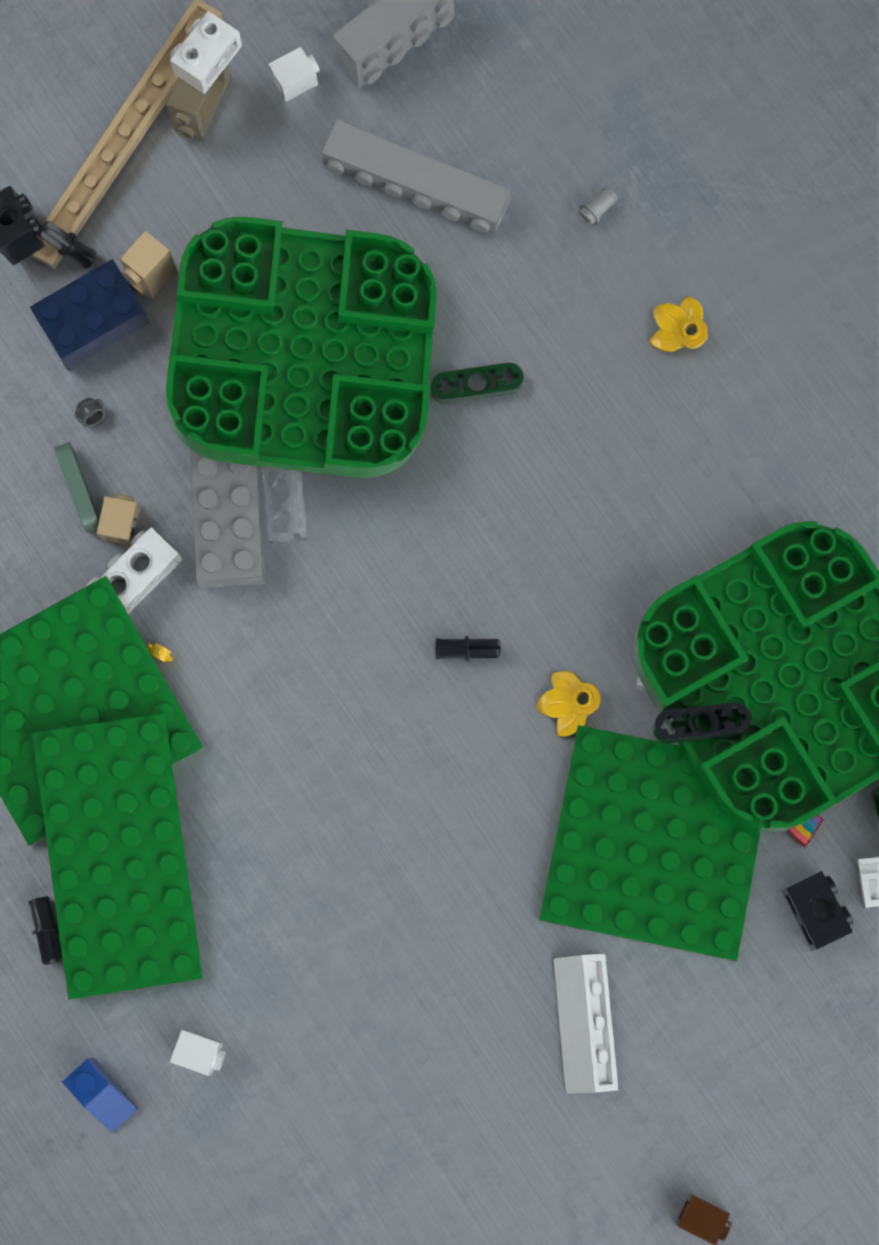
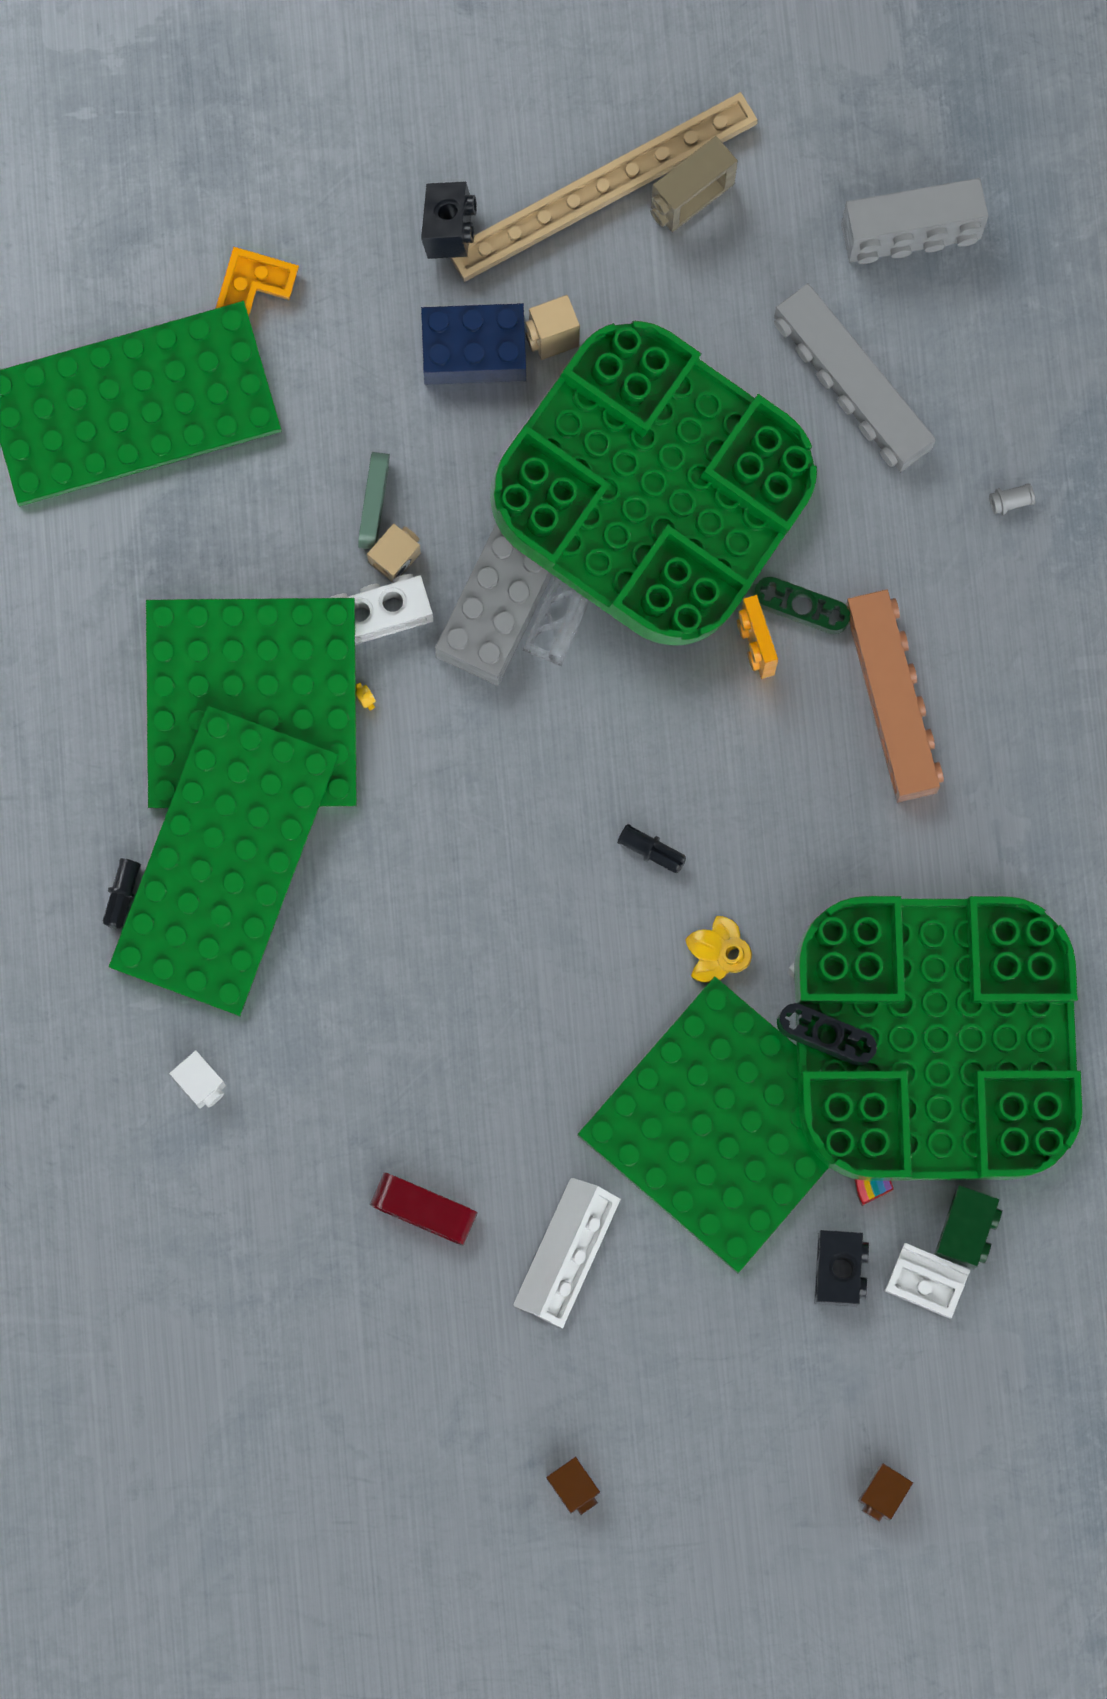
camera: 25 degrees right, 0 degrees up
(67, 244) = (489, 265): black axle -> none
(90, 412) = (423, 436): dark grey plate -> none
(99, 1094) = (90, 1068): blue slope -> none
(205, 52) = (716, 155): white brick -> none
(294, 73) = (794, 215): white brick -> none
(447, 1055) = (423, 1208): none -> dark red beam
(451, 421) = (754, 627): none -> light orange plate
(594, 416) = (893, 696): none -> nougat brick
(674, 324) = (1023, 650): yellow plate -> none

